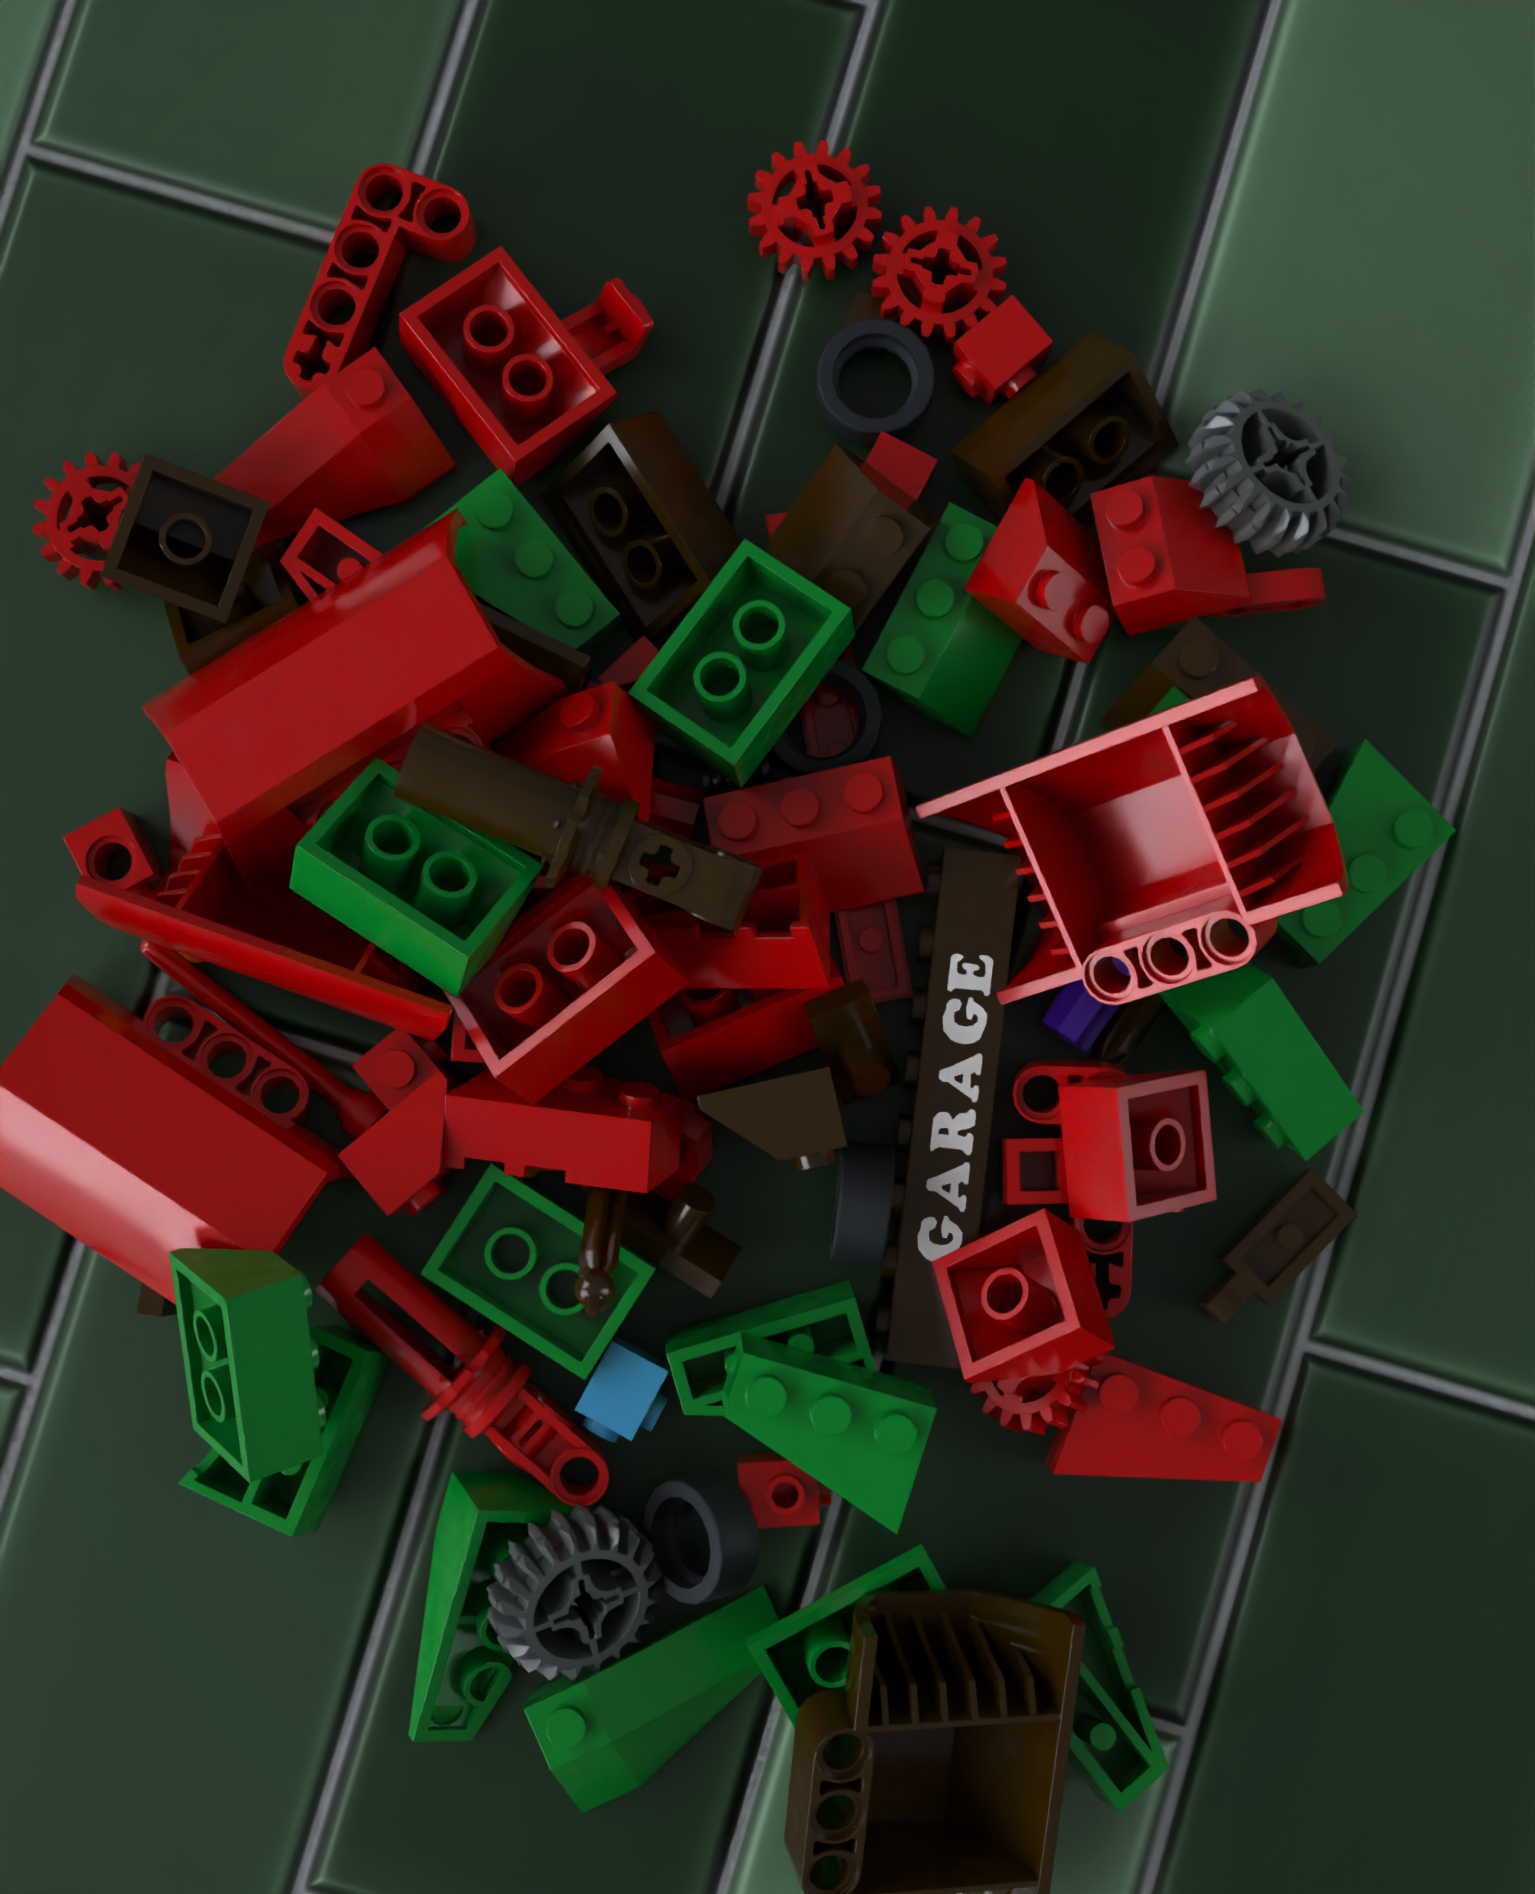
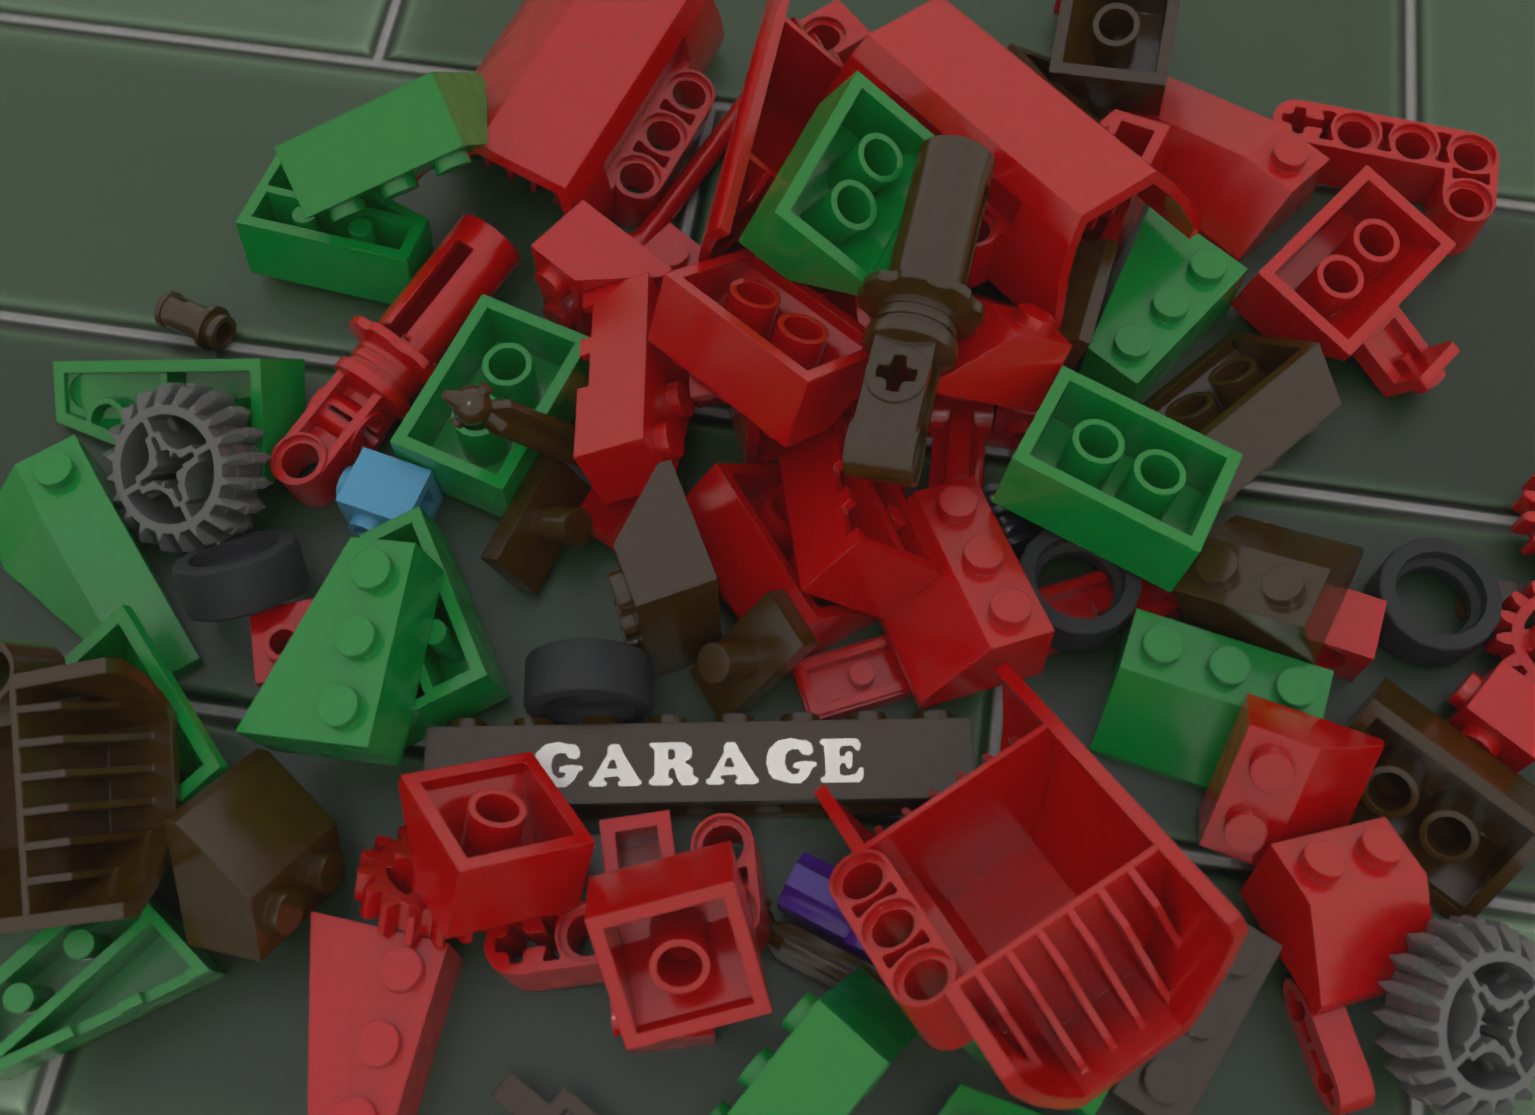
camera: 80 degrees right, 20 degrees down
(374, 1589) = (208, 326): none -> dark brown pin
(1004, 1521) = (252, 858): none -> dark brown slope

